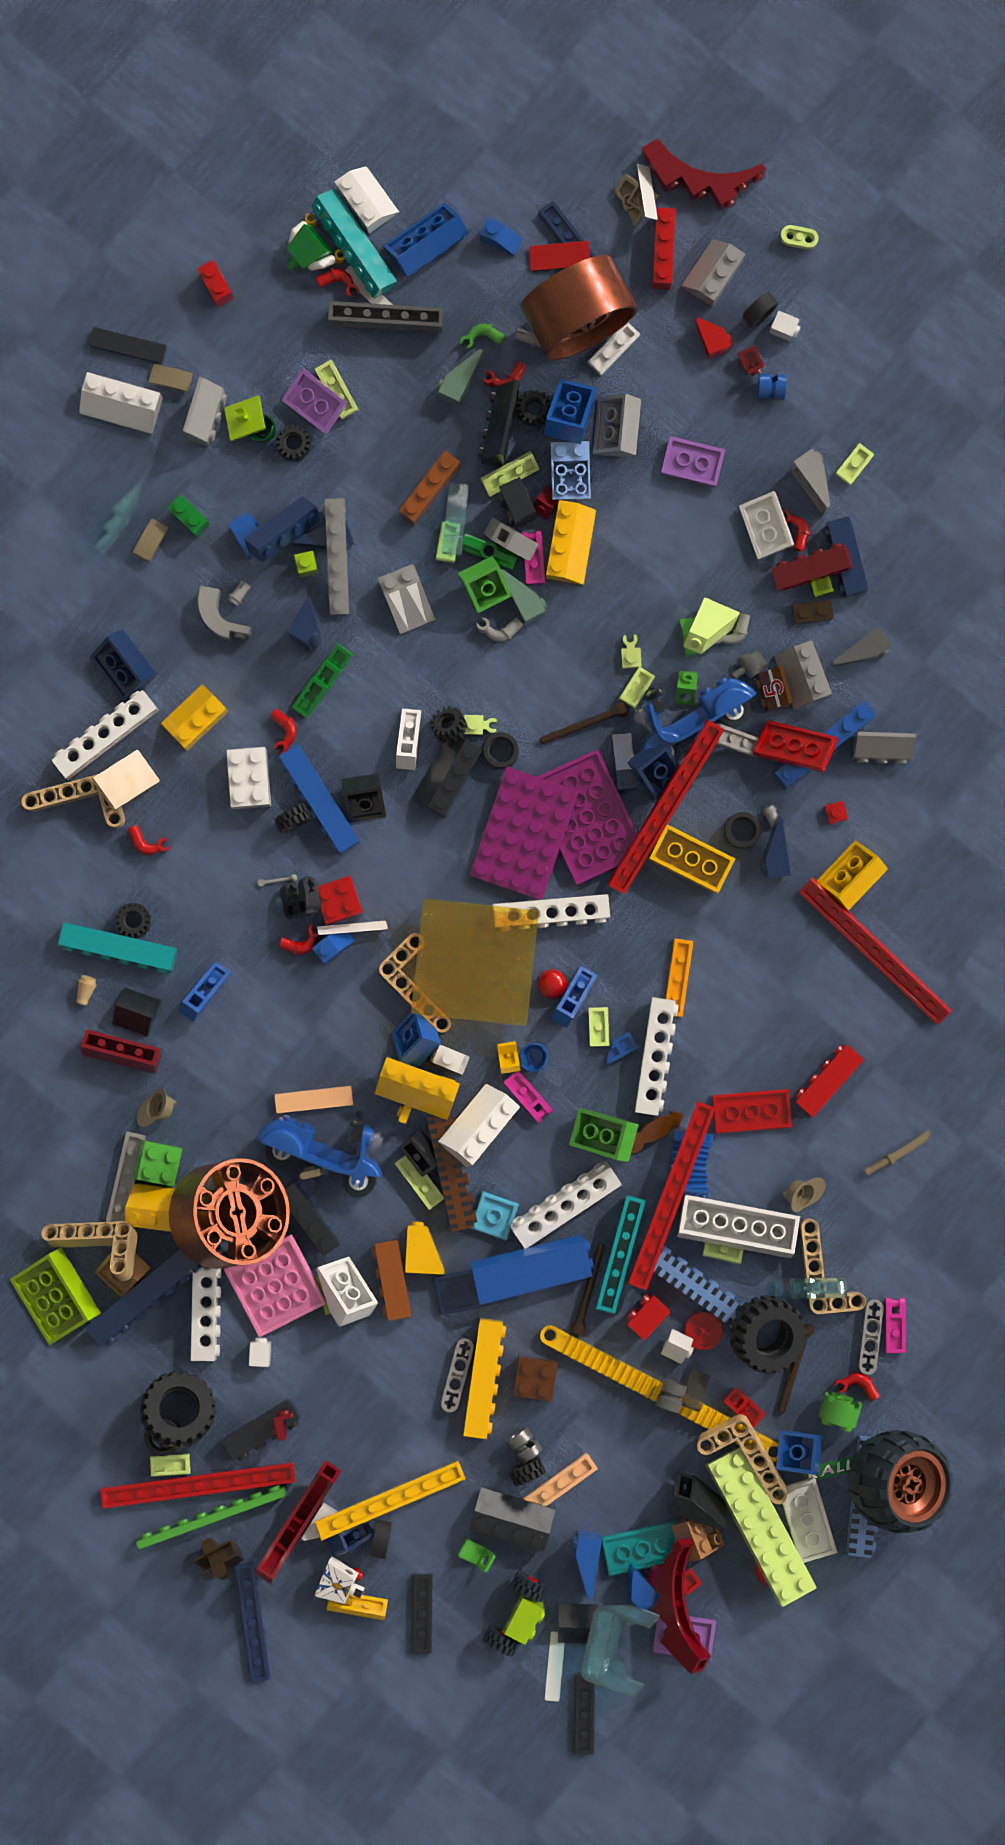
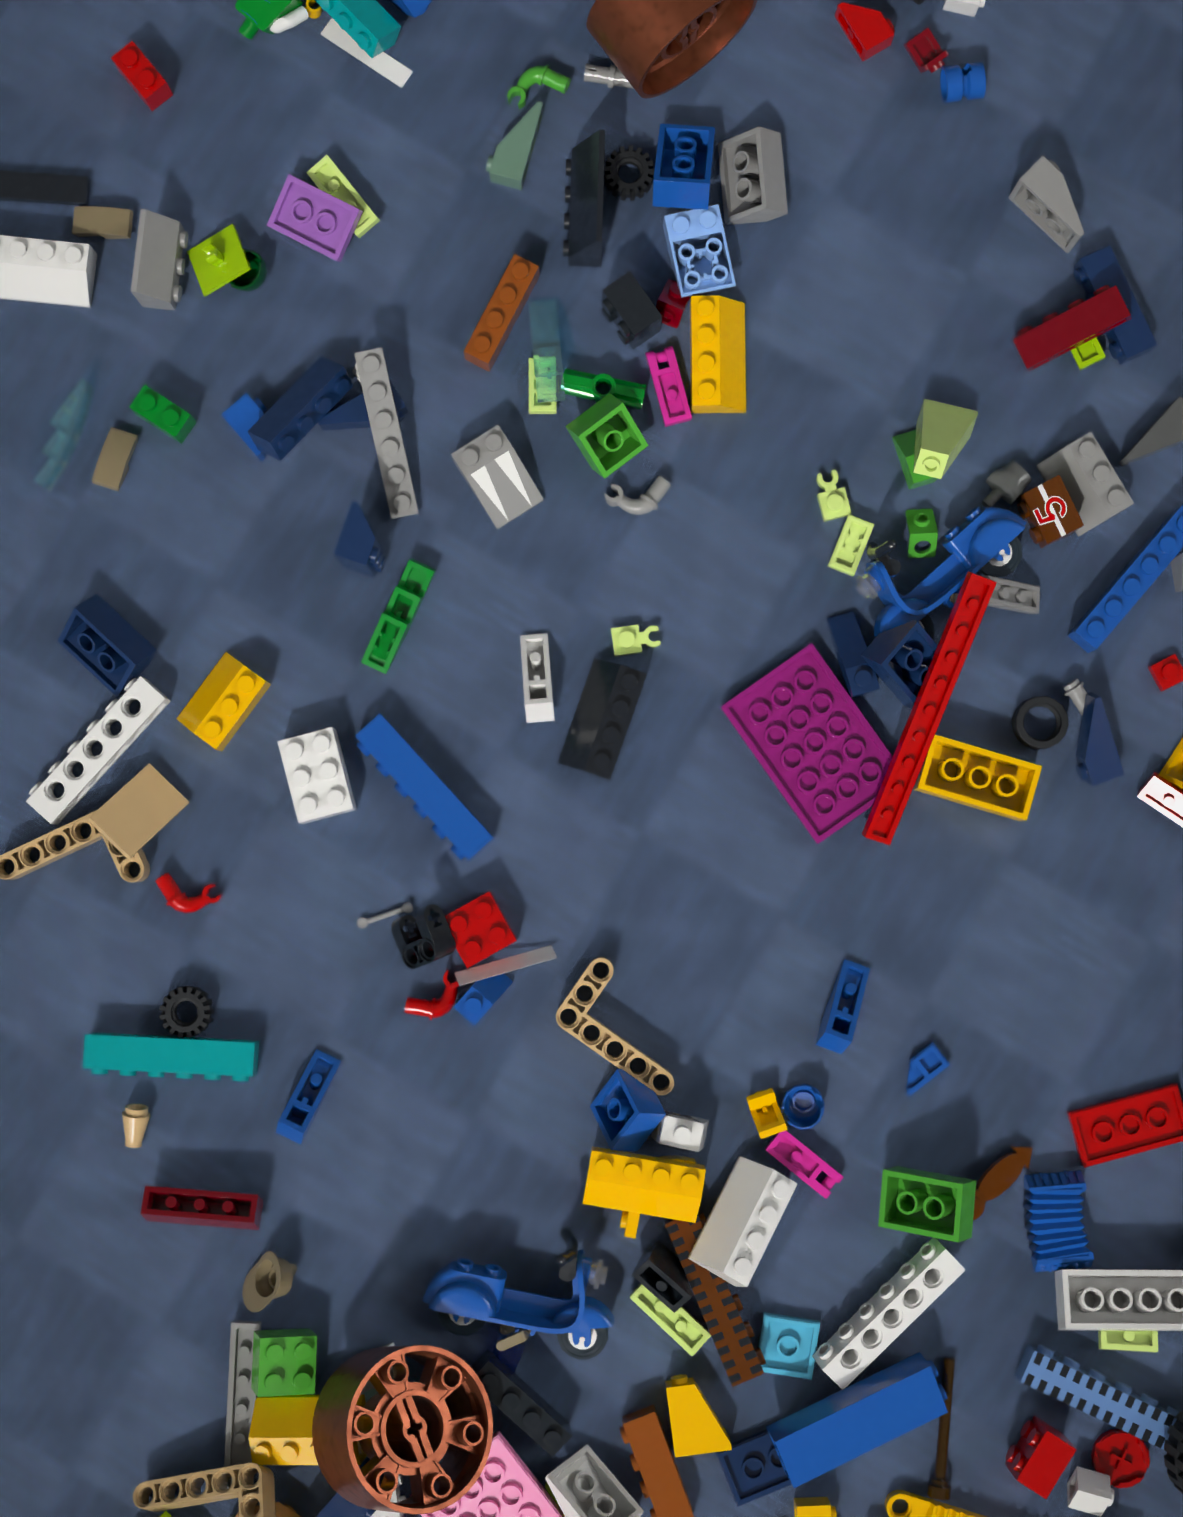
camera: 15 degrees left, 0 degrees up
(135, 1011) = (214, 1143): black slope -> none
(208, 606) = (214, 537): light grey arch -> none
(238, 594) = (255, 512): light grey pin -> none
(289, 432) = (288, 268): black tyre -> none
(289, 727) = (361, 690): red piece -> none
(292, 818) = (390, 823): black tyre -> none
(306, 564) = (344, 452): lime brick -> none
(314, 1099) = (495, 1224): light nougat tile -> none
(338, 275) = (316, 34): red piece -> none
(363, 797) = (487, 773): black slope -> none
(386, 317) = (394, 80): dark grey brick -> none
(442, 718) = (596, 658): black tyre -> none
(474, 962) = (694, 985): clear yellow plate -> none
(498, 736) = (688, 656): black tyre -> none
(510, 539) = (632, 364): light grey slope -> none
(516, 374) = (598, 122): red piece -> none
(517, 468) = (629, 257): yellowish green plate -> none
(524, 833) = (729, 783): magenta plate -> none
(525, 599) = (668, 448): sand green slope -> none
(552, 983) = (808, 993): red hair -> none
(598, 1026) = (887, 1043): yellowish green plate -> none
(600, 902) = (856, 864): white brick -> none
(613, 349) = (726, 70): white tile -> none
(618, 711) = (831, 582): dark brown piece -> none
(620, 1254) = (982, 1371): teal brick -> none
(643, 1104) = (990, 1143): white brick -> none
(671, 1195) = (1042, 1275): red plate -> none
(679, 973) = (987, 951): light orange tile -> none
(693, 461) = (870, 209): medium lavender plate -> none
(739, 633) = (983, 438): light grey piece -> none
(766, 525) = (992, 280): white plate -> none
(795, 746) = (1097, 588): red tile -> none
(802, 530) = (1043, 279): red piece -> none
(812, 612) = (1080, 392): dark brown plate -> none
(854, 464) = (1100, 172): yellowish green plate -> none

